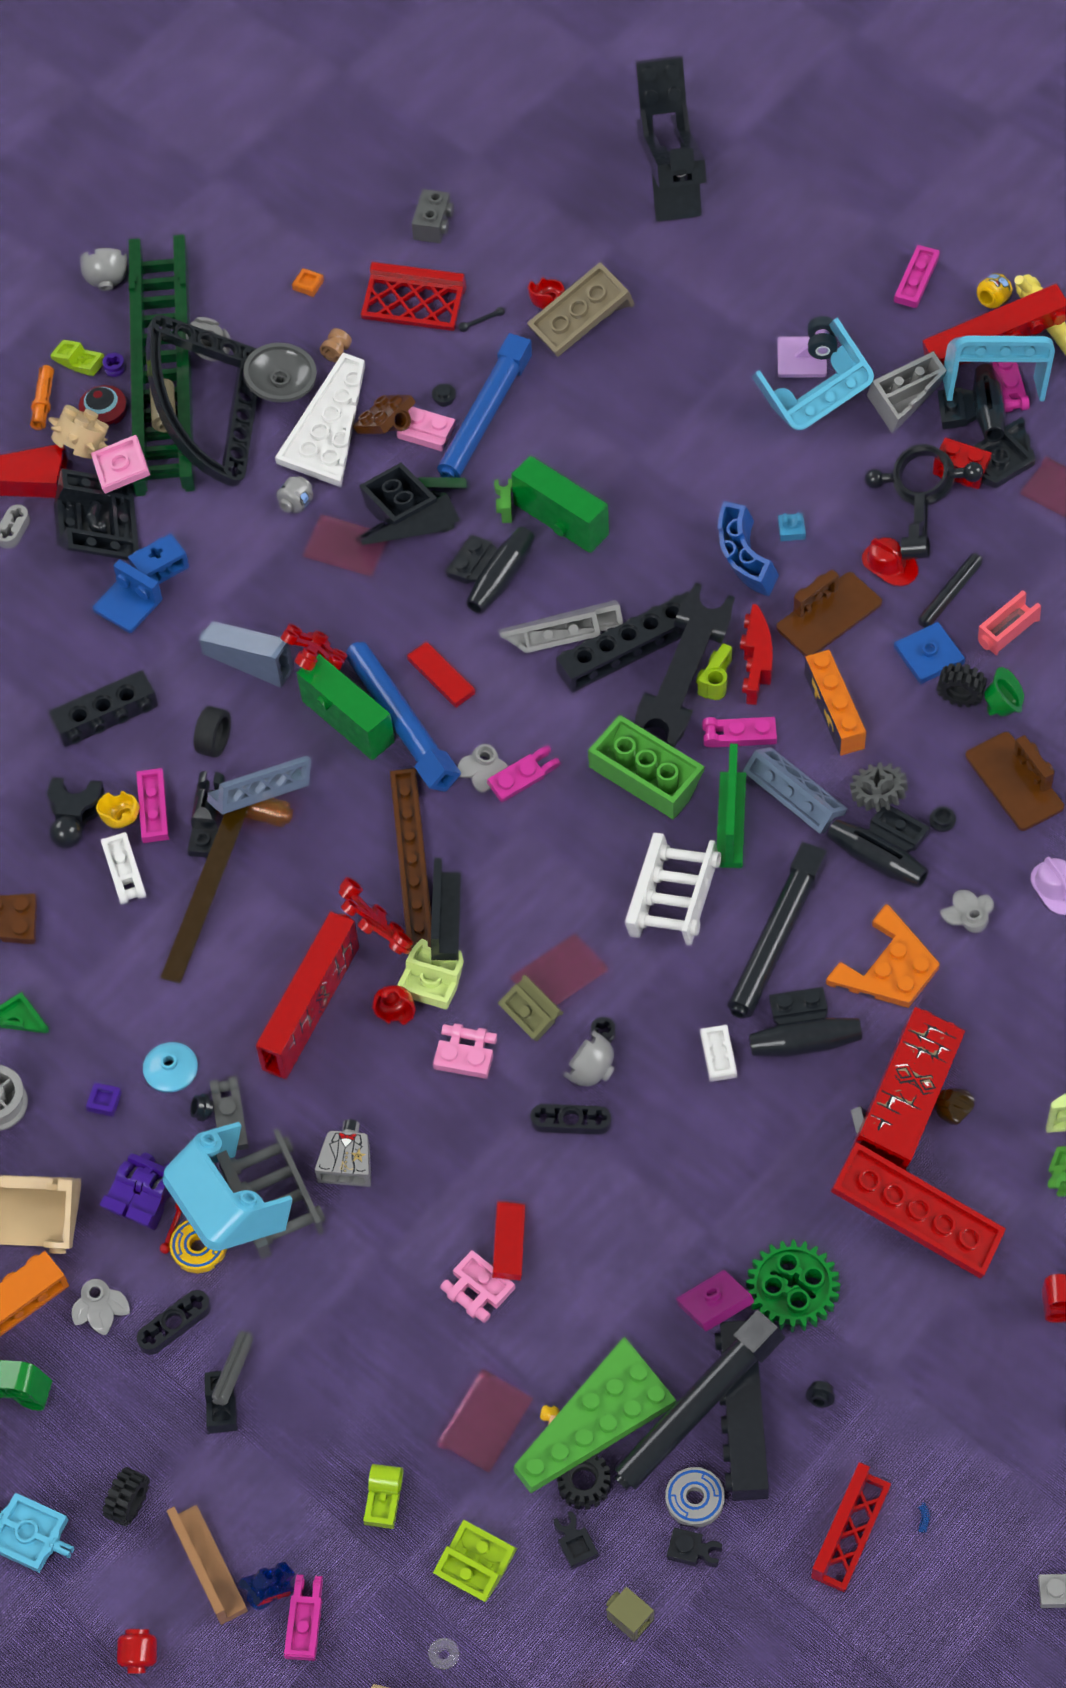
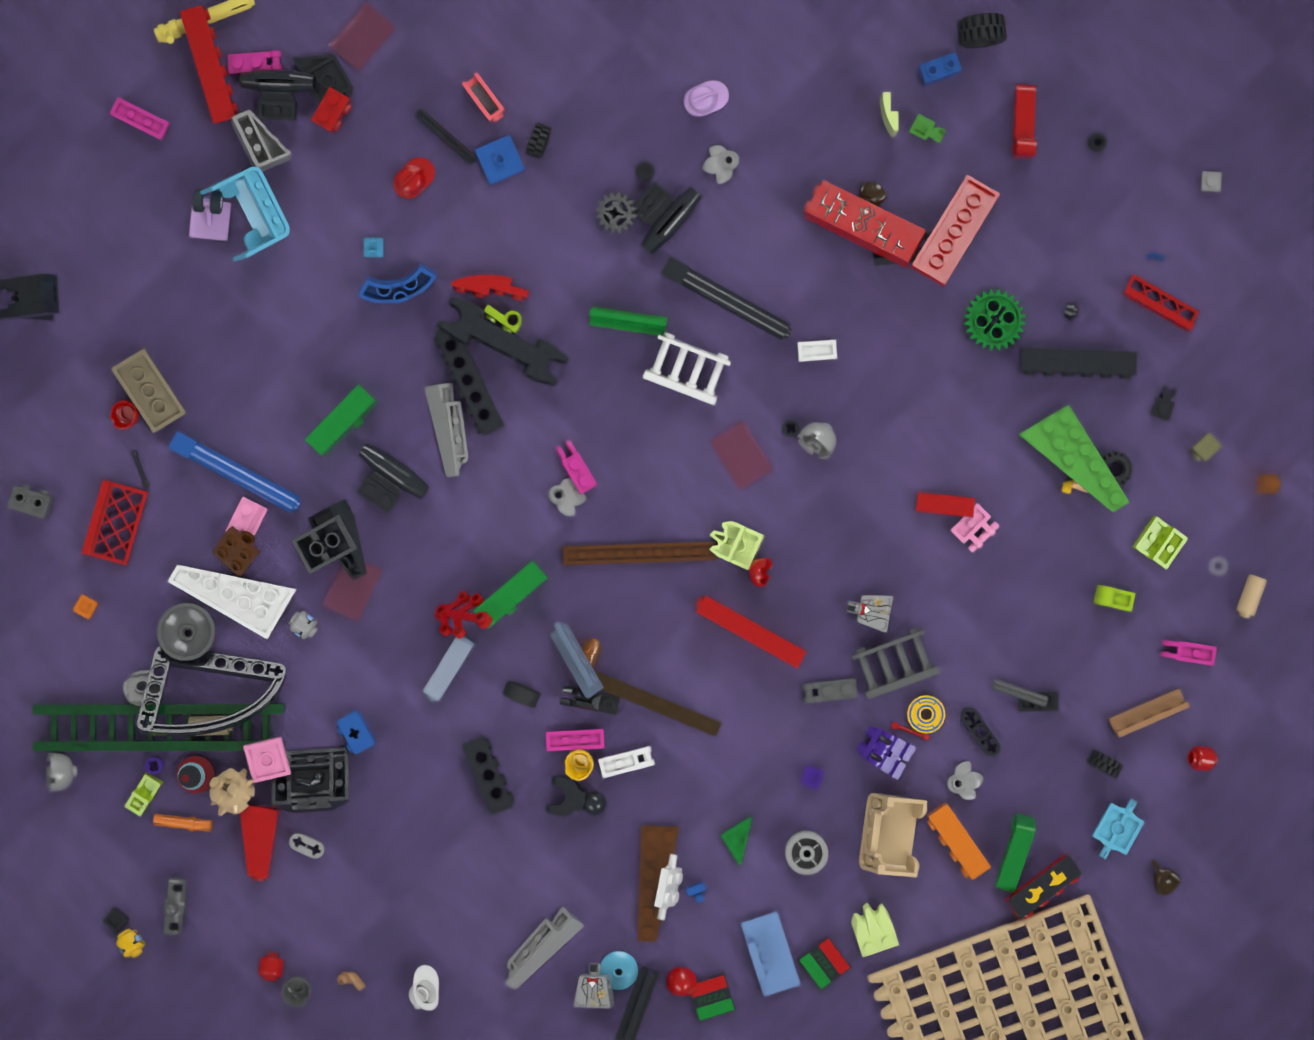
camera: 90 degrees left, 30 degrees up
(129, 598) = (390, 756): blue bracket -> none
(174, 1076) = (778, 726): medium azure dish -> none
(201, 1107) = (825, 709): black plate -> none
(207, 1201) = (909, 706): medium azure windscreen -> none
(268, 1585) = (1169, 674): clear blue hips -> none
(335, 345) = (158, 586): medium nougat wheel -> none
(373, 918) = (712, 569): red plant -> none
(432, 763) = (565, 531): blue brick -> none
(441, 674) = (480, 522): red tile -> none
(444, 394) = (215, 503): black plate -> none
(445, 483) = (306, 510): dark green tile -> none
(445, 913) = (691, 531): black fence -> none
(463, 1058) = (802, 526): bright pink plate -> none
(485, 1420) = (1066, 529): clear pink piece -> none
(504, 504) = (331, 464): bright green plate -> none
(530, 1008) = (771, 477): olive plate -> none
(562, 1110) = (849, 460): black beam -> none
(576, 1543) = (1157, 477): black plate -> none
(645, 766) = (584, 377): bright green slope -> none
(695, 1480) = (1119, 399): light grey tile -> none
(715, 1300) = (1002, 372): magenta plate -> none
(739, 731) = (554, 306): dark pink plate -> none
(753, 1342) = (1077, 390): black brick -> none
(794, 789) = (611, 274): sand blue fence -> none
(803, 1026) = (803, 290): black plate -> none
(827, 611) = (457, 229): reddish brown bracket -> none
(835, 702) = (540, 235): orange brick -> none
(898, 972) = (763, 218): orange wing -> none
(918, 543) = (411, 155): black piece -> none
(994, 290) = (163, 60): yellow head -> none
(1000, 349) = (247, 67): medium azure windscreen -> none
(1004, 694) = (547, 110): green piece -> none
(1017, 778) = (617, 113): reddish brown bracket -> none

